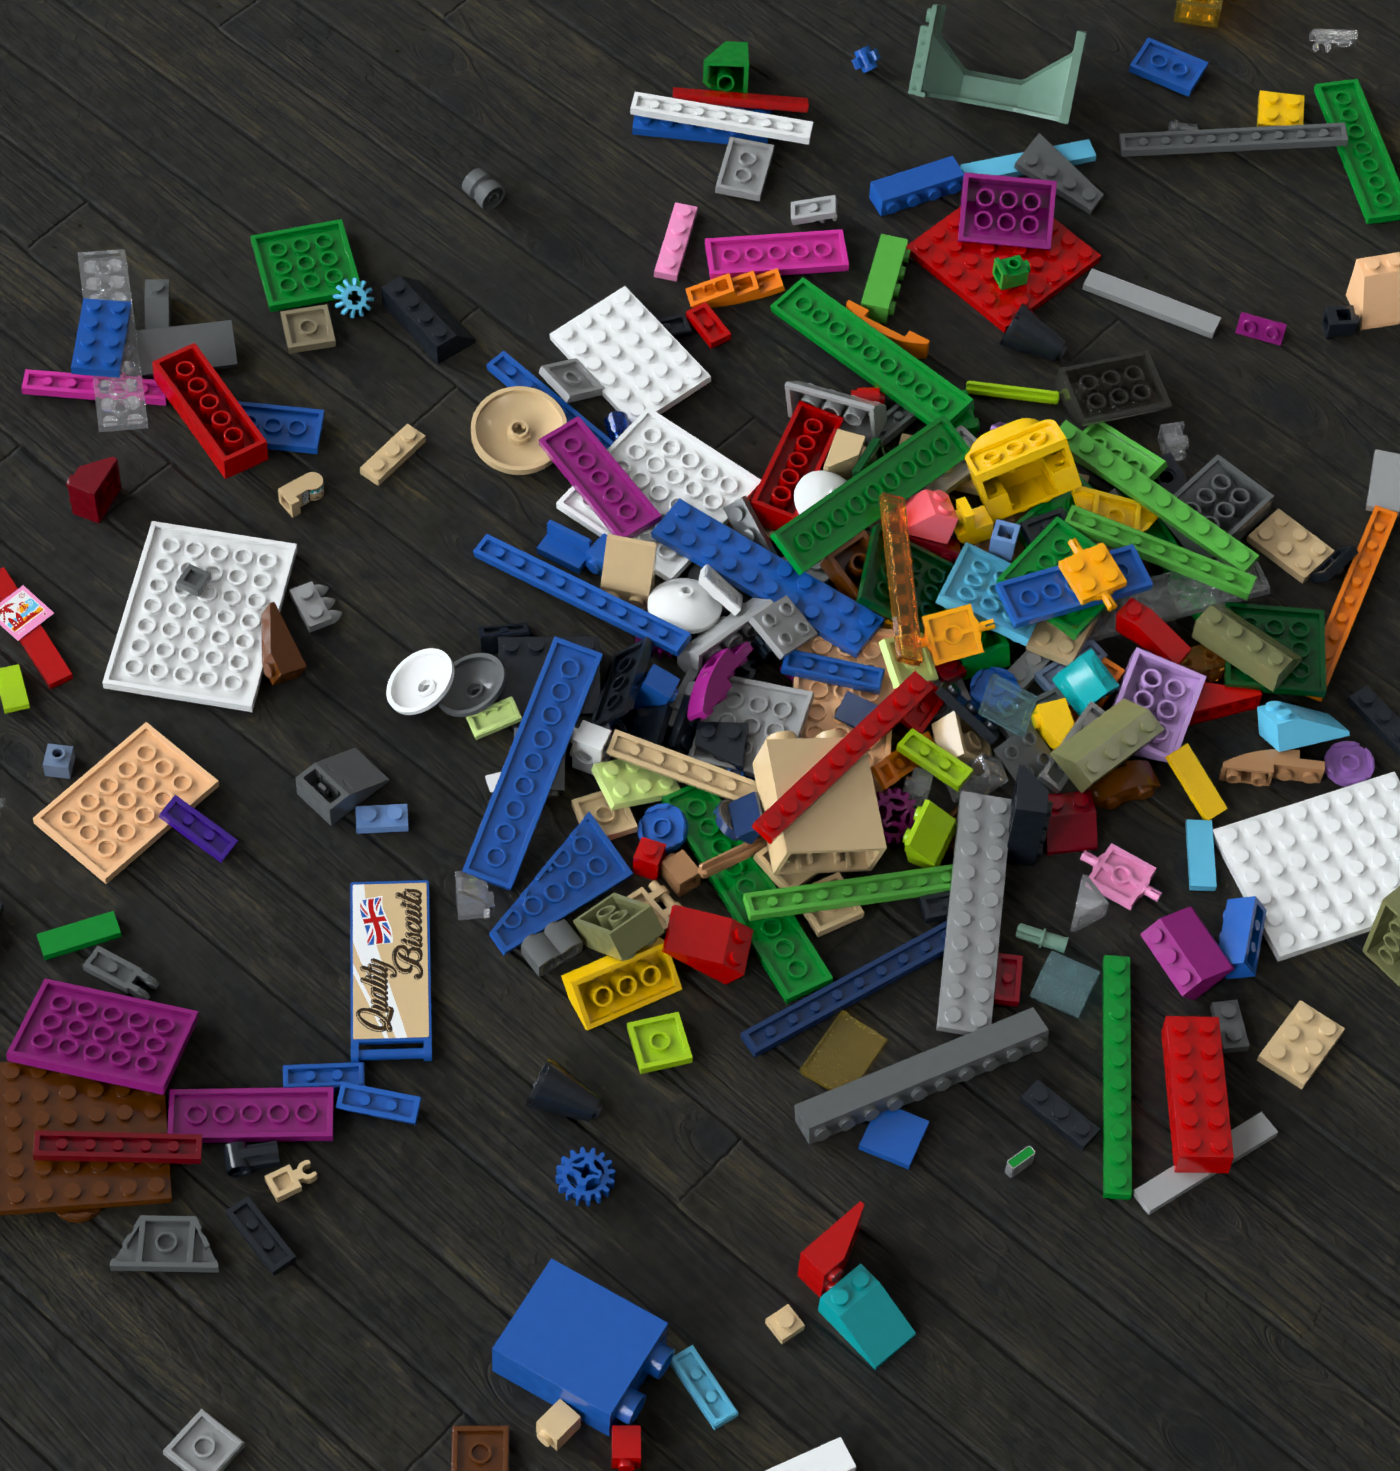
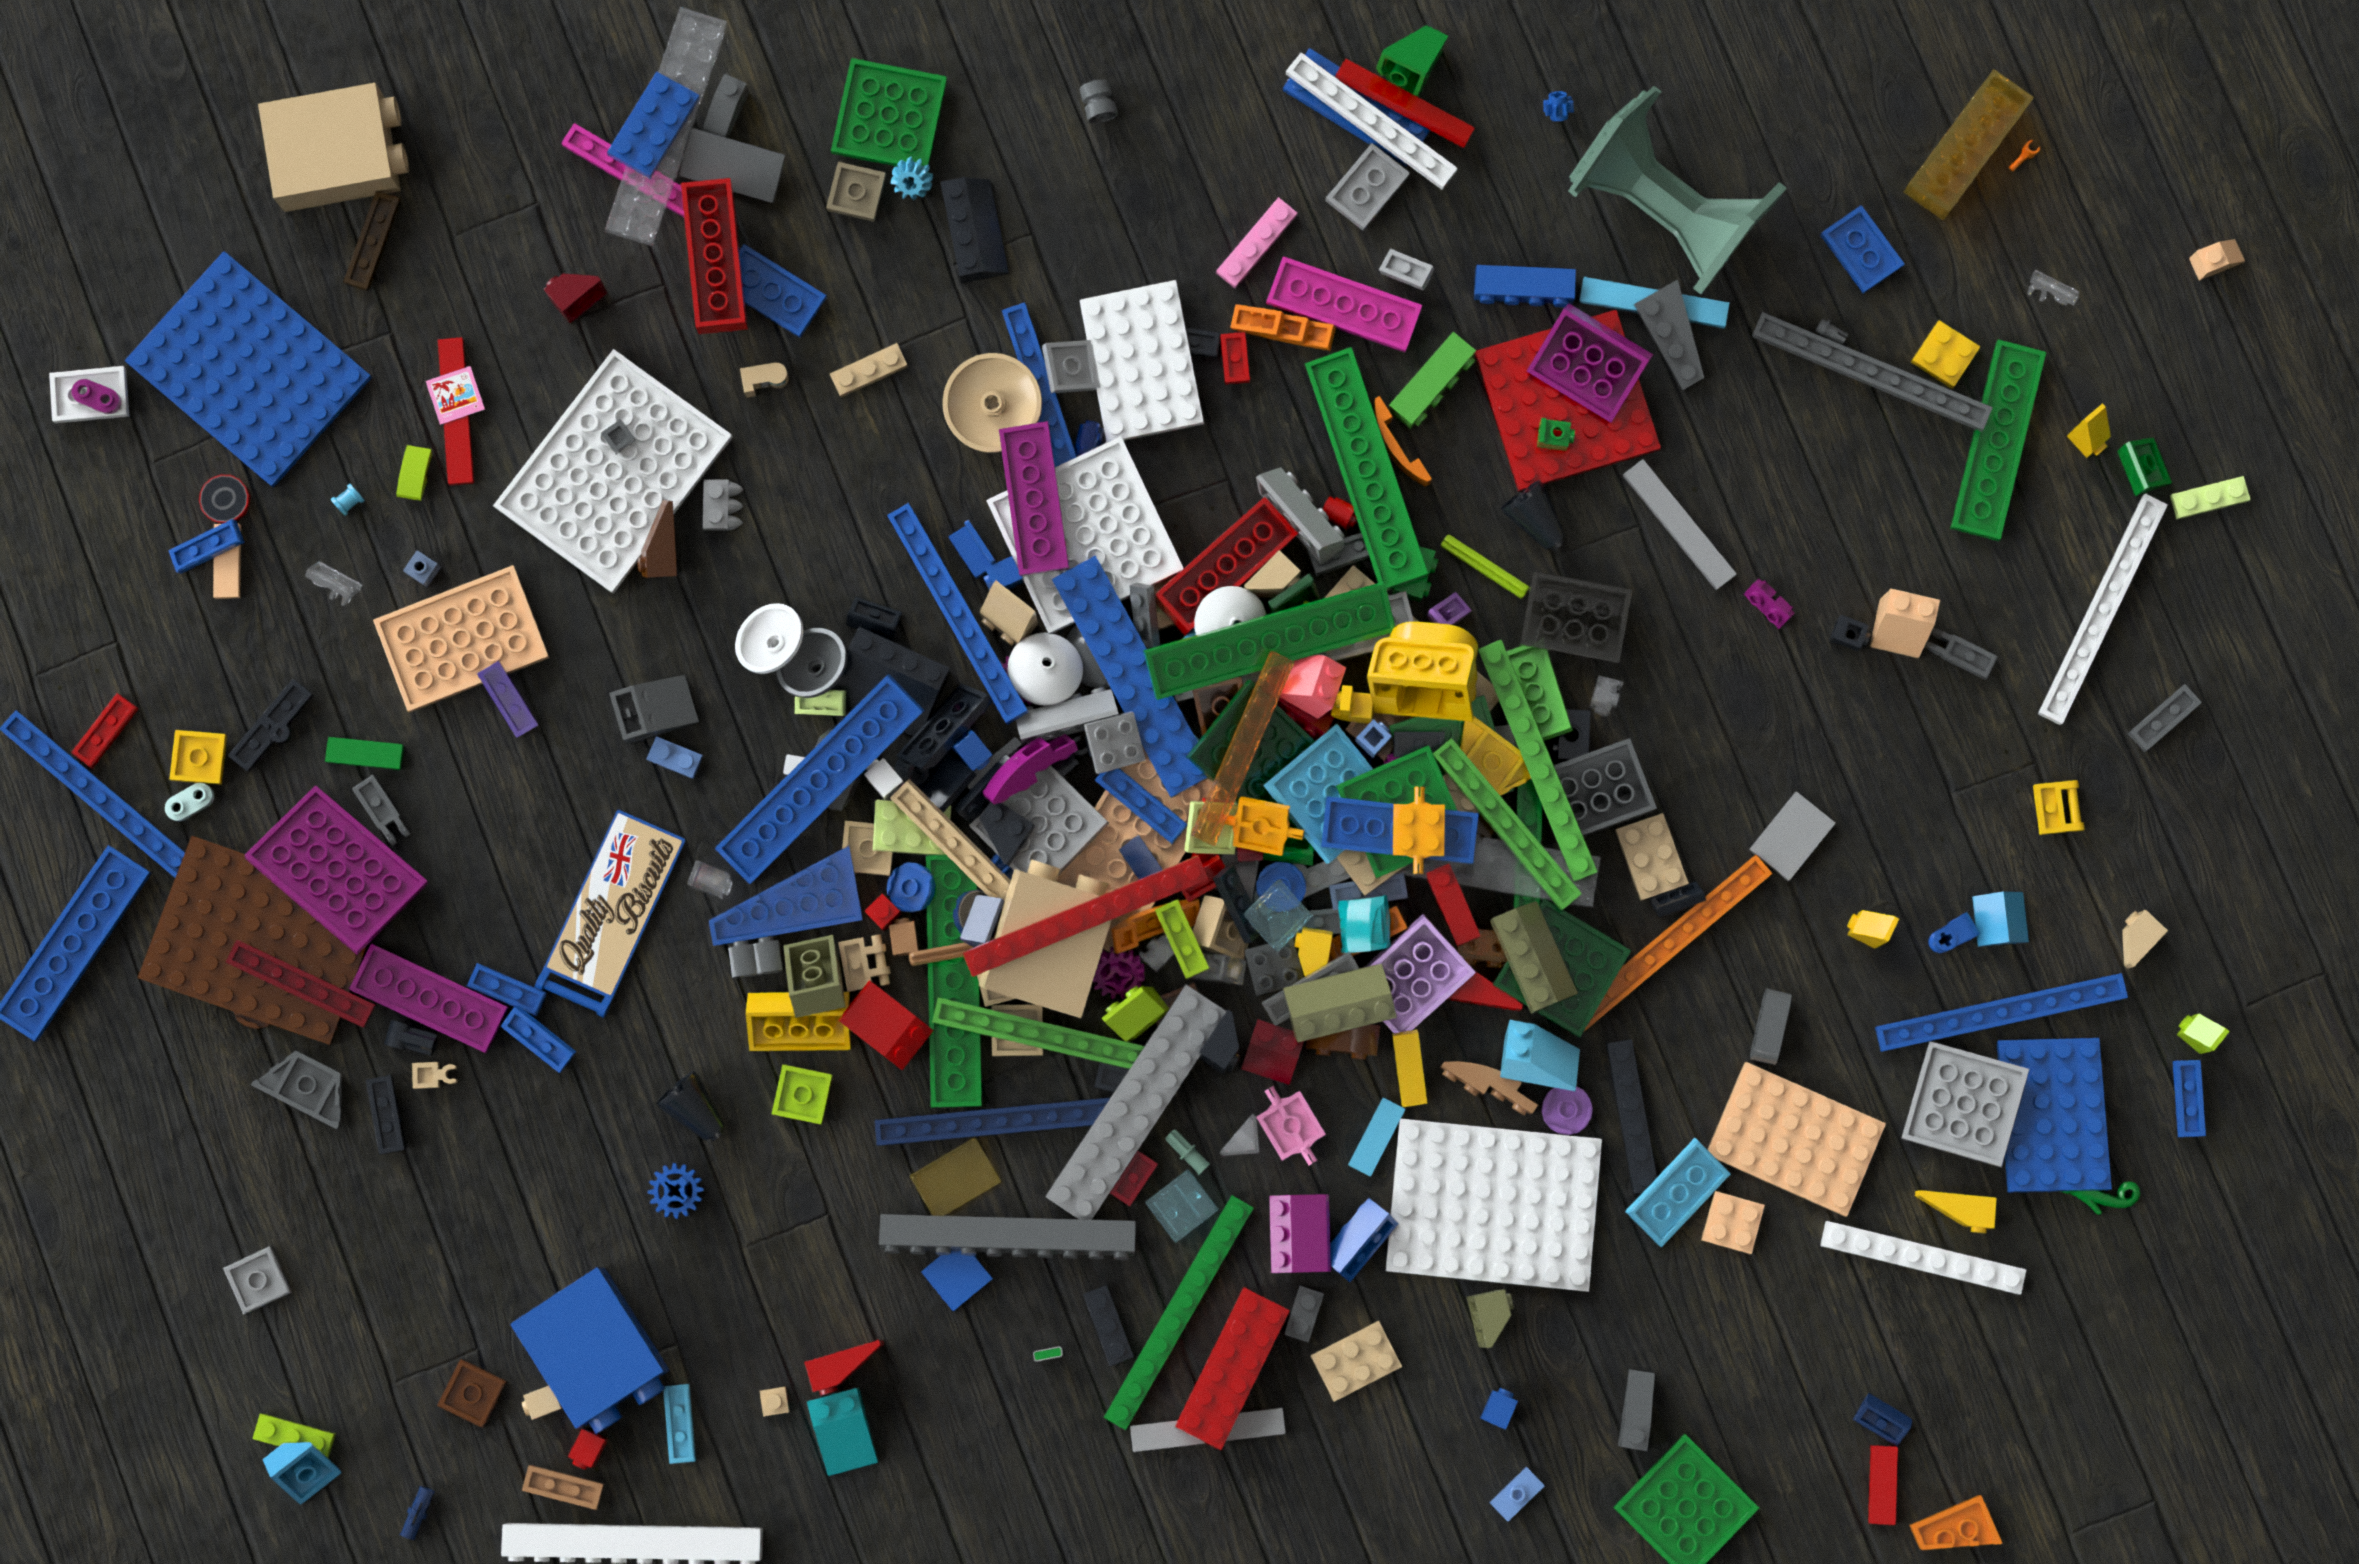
camera: 30 degrees right, 25 degrees up
(720, 589) = (1080, 673): white plate -> none

